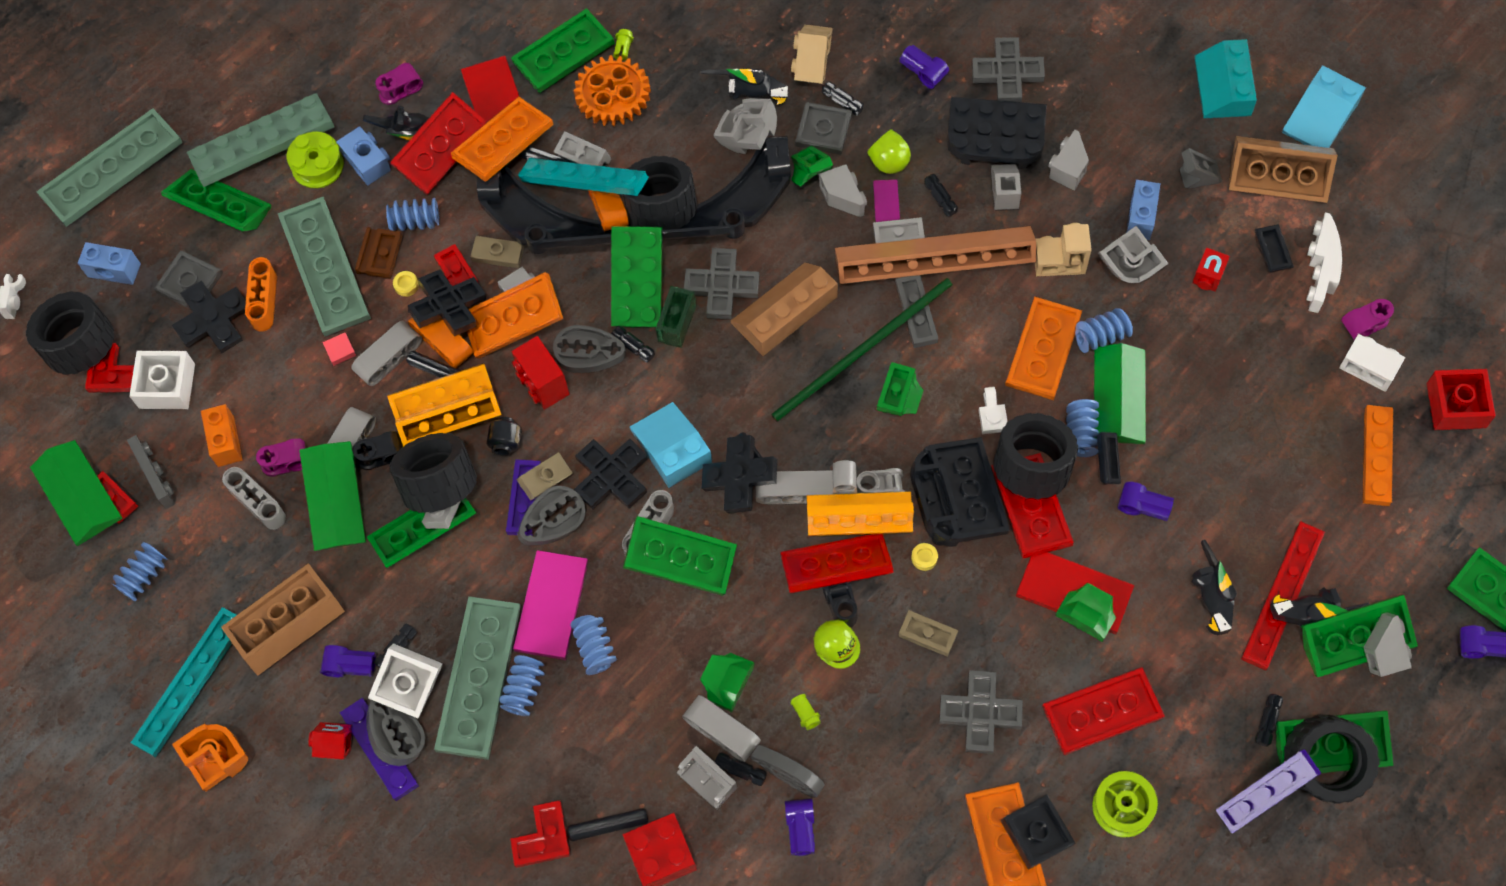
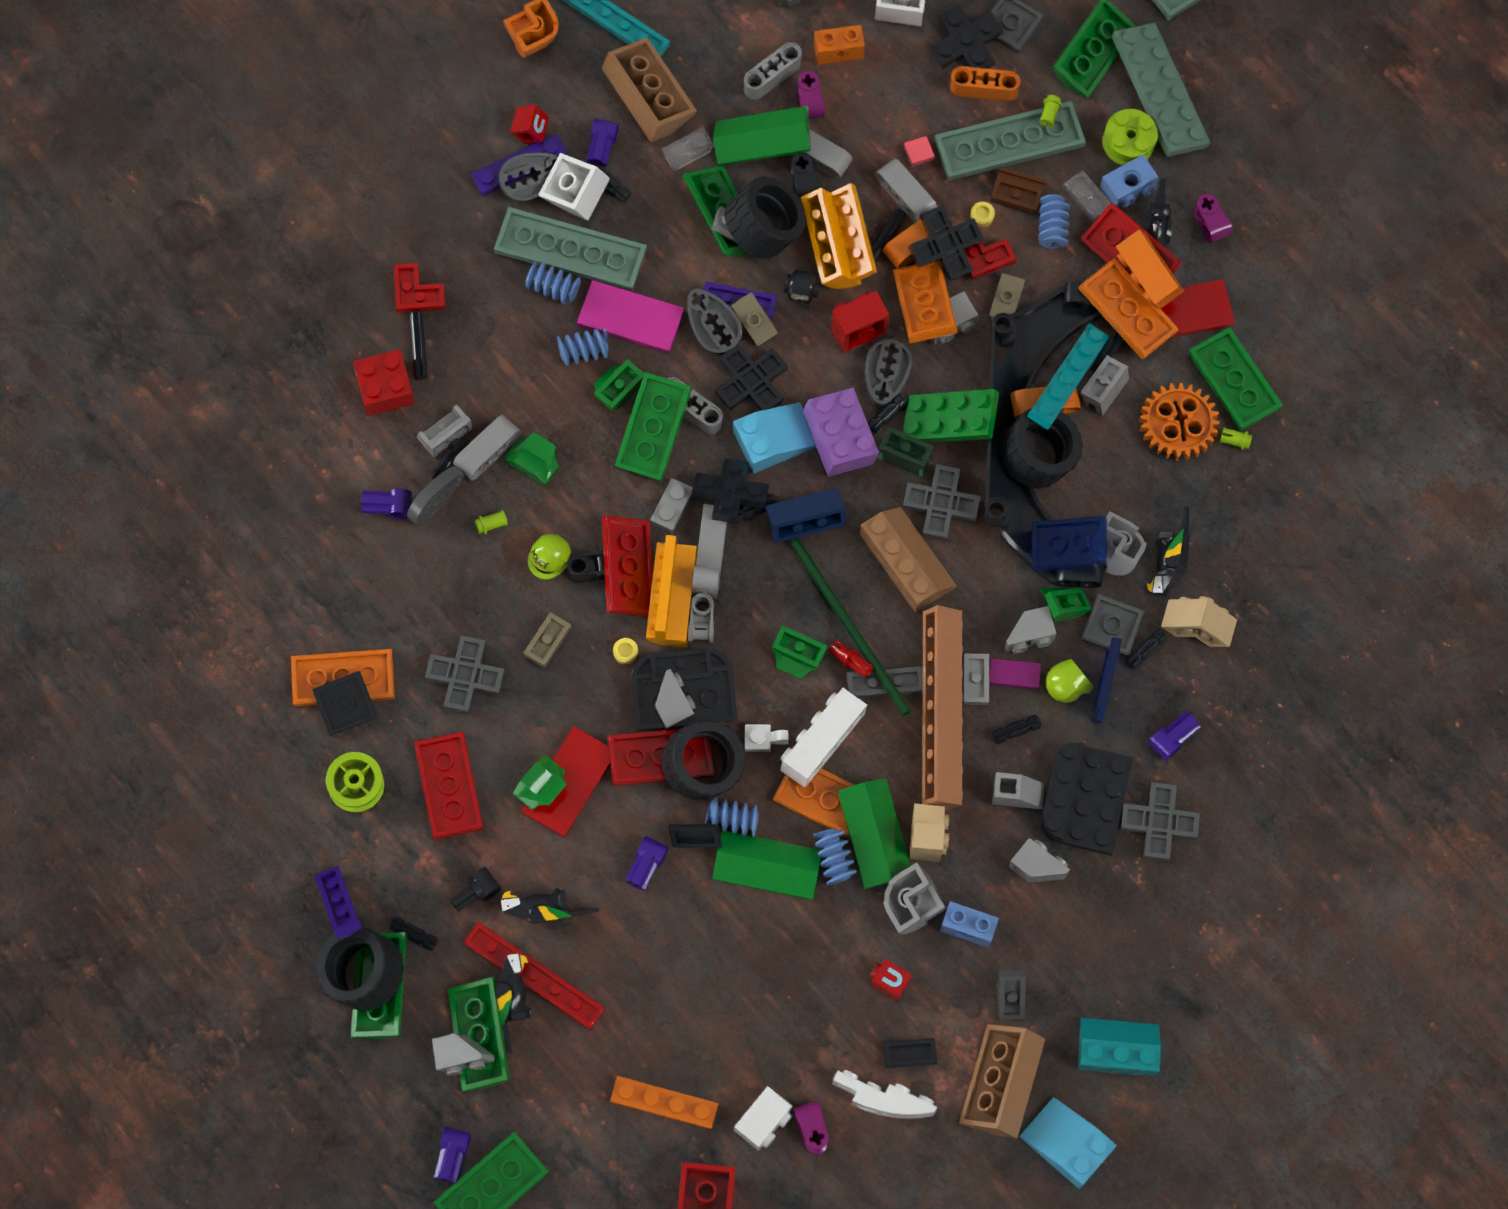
camera: 90 degrees right, 5 degrees up
(293, 227) = (1052, 104): none -> lime pin
(349, 573) = (688, 149): none -> clear plate
(380, 190) = (1086, 195): none -> clear plate
(463, 117) = (1149, 269): none -> orange brick
(631, 605) = (618, 385): none -> green slope
(662, 378) = (840, 432): none -> medium lavender brick
(754, 160) = (1069, 543): none -> clear blue tile
(755, 400) = (805, 515): none -> dark blue brick
(759, 533) = (671, 505): none -> light grey plate
(882, 116) = (1106, 680): none -> clear blue tile
(900, 340) = (851, 659): none -> red axle
(980, 494) = (672, 703): none -> light grey slope
(986, 354) = (823, 737): none -> white brick
(1071, 300) = (874, 832): none -> green slope
(1206, 657) = (481, 886): none -> black axle

